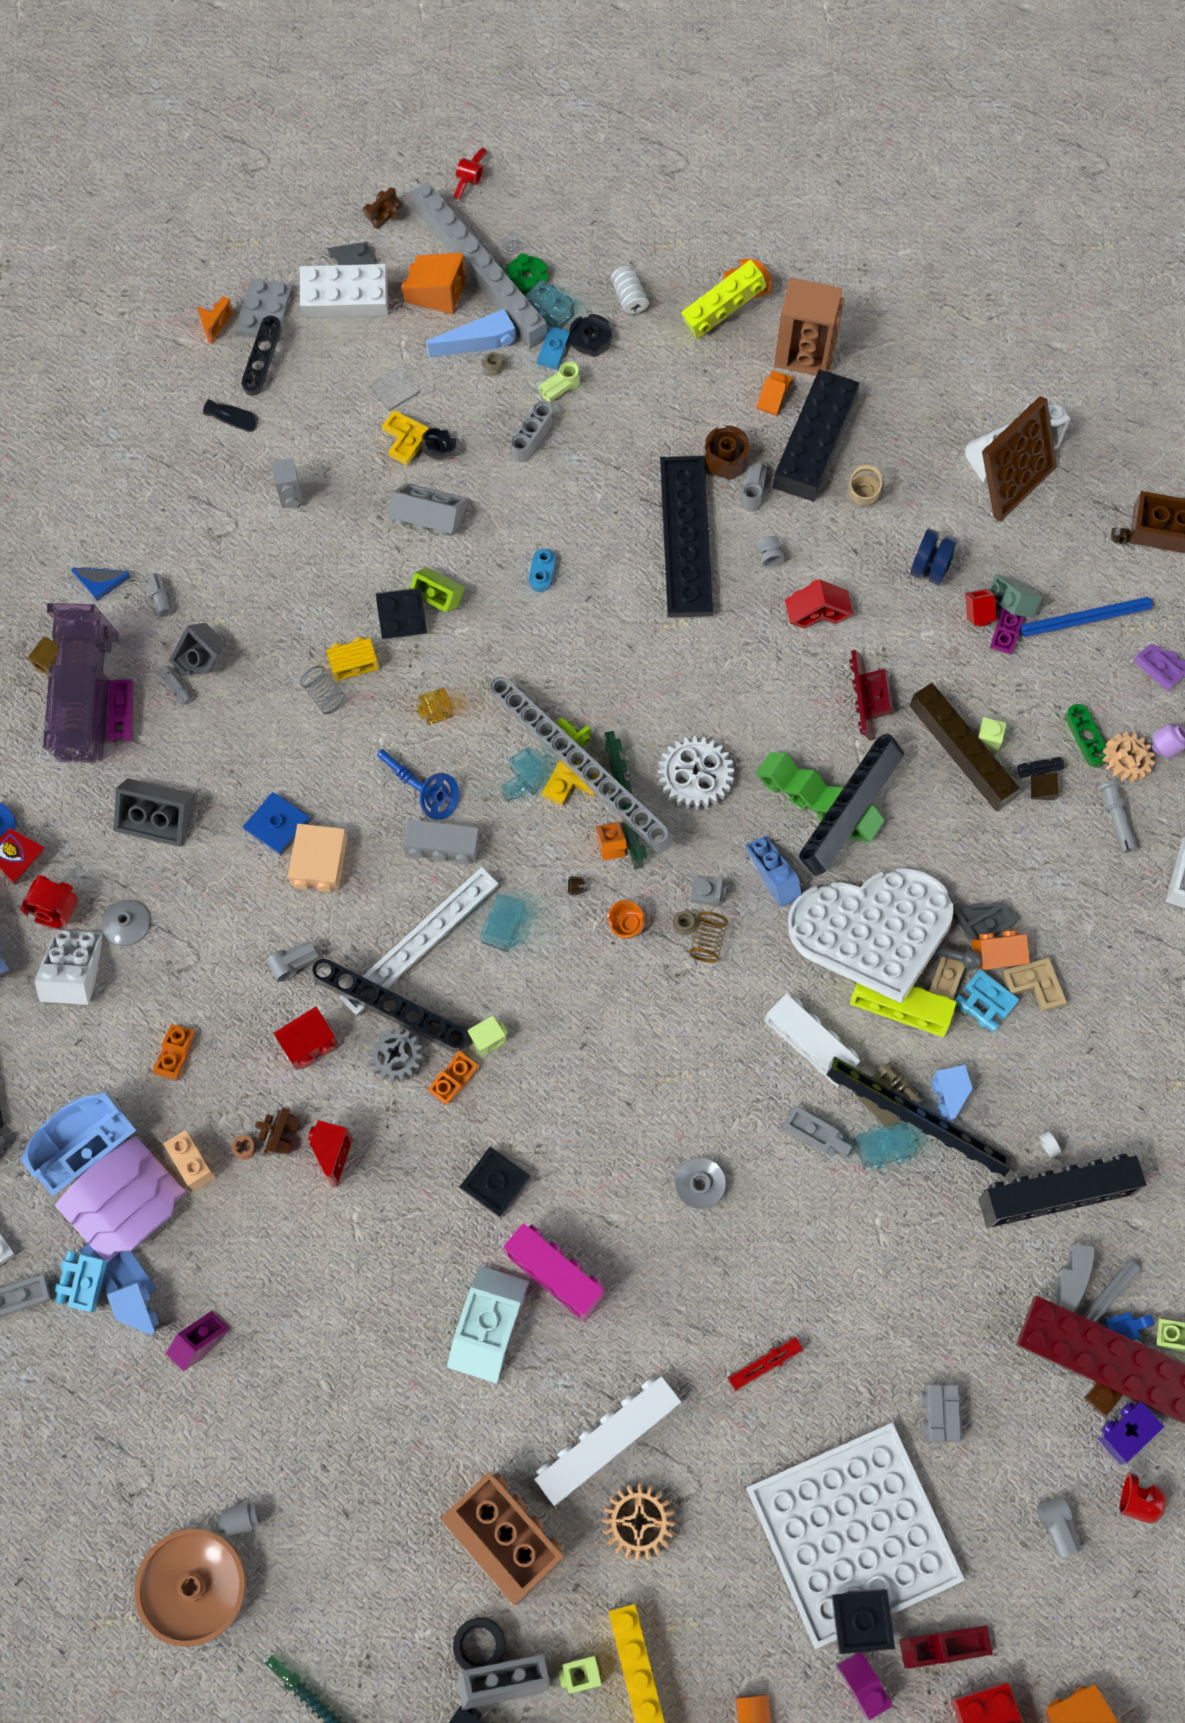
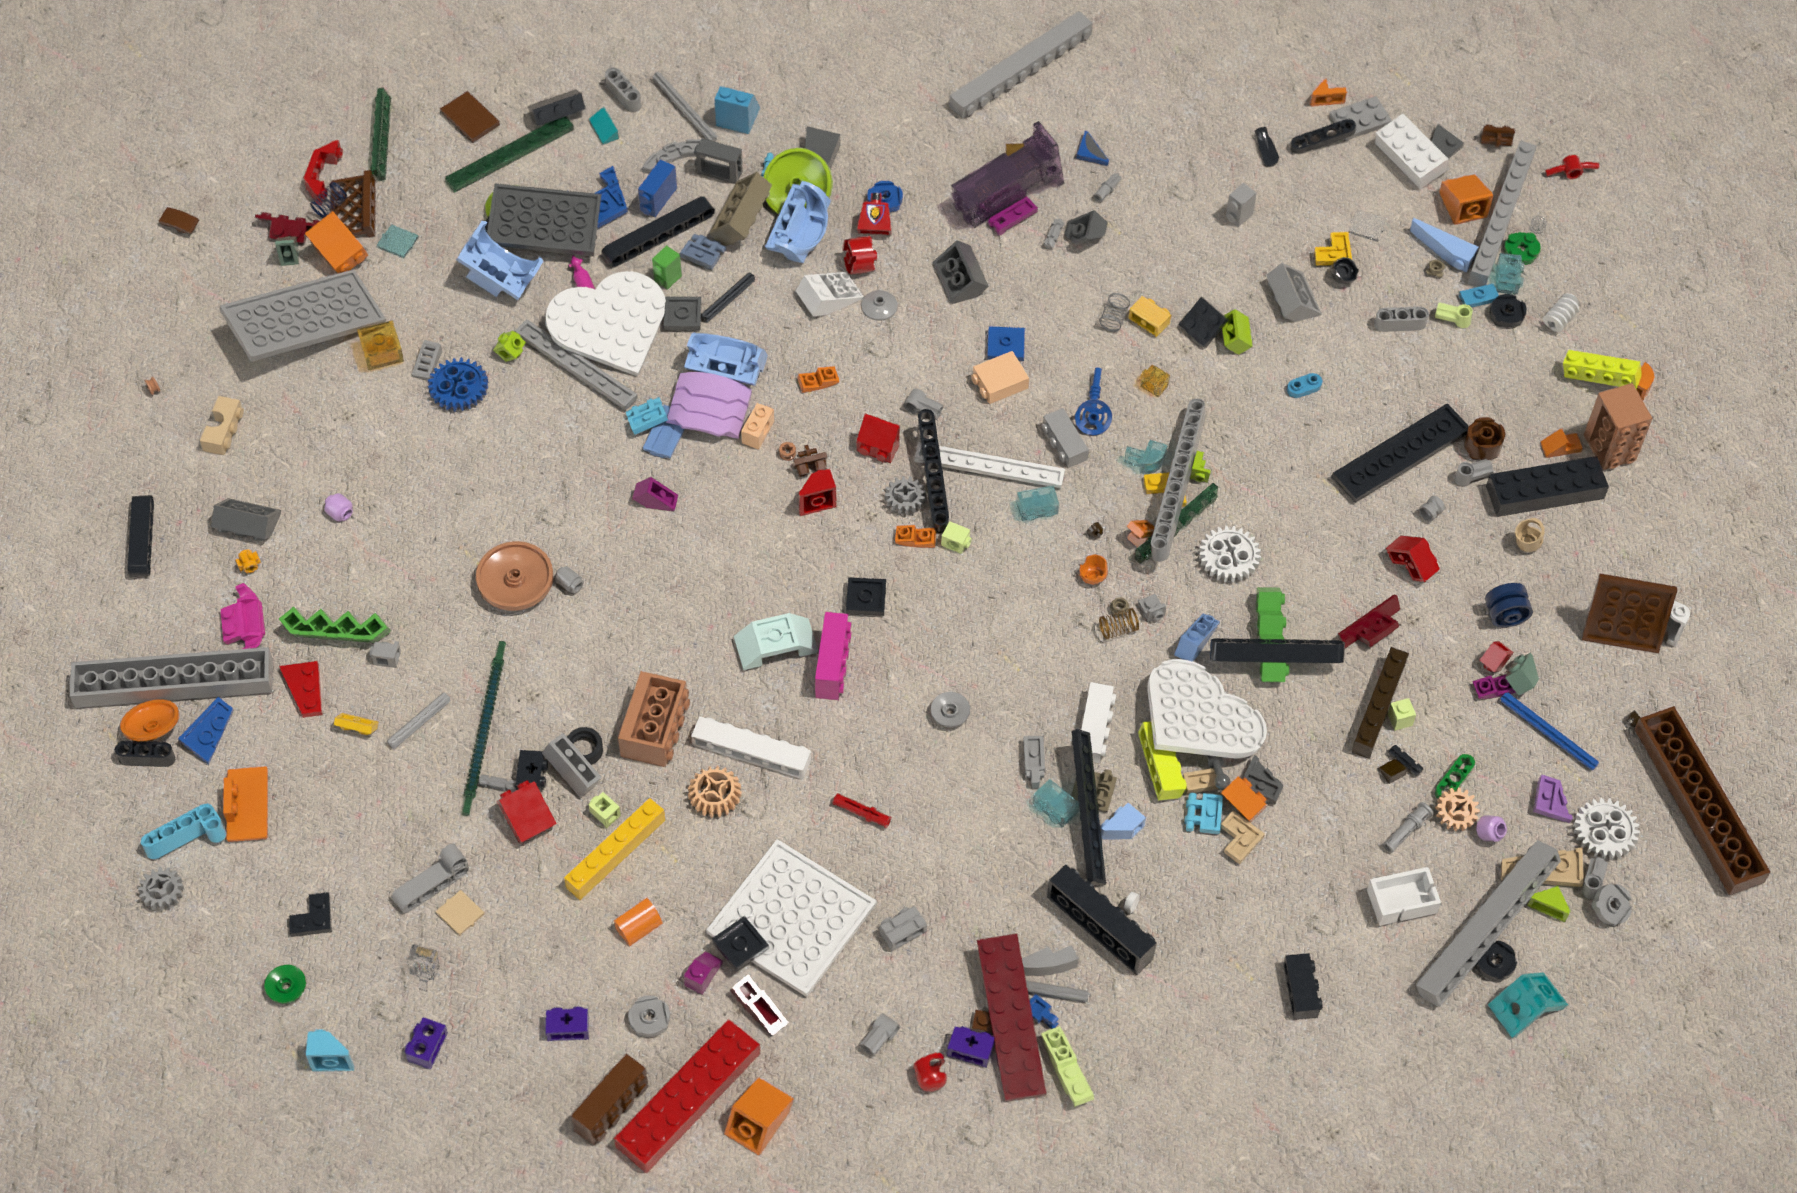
camera: 55 degrees right, 10 degrees down
(131, 1307) = (650, 448): light blue slope -> none

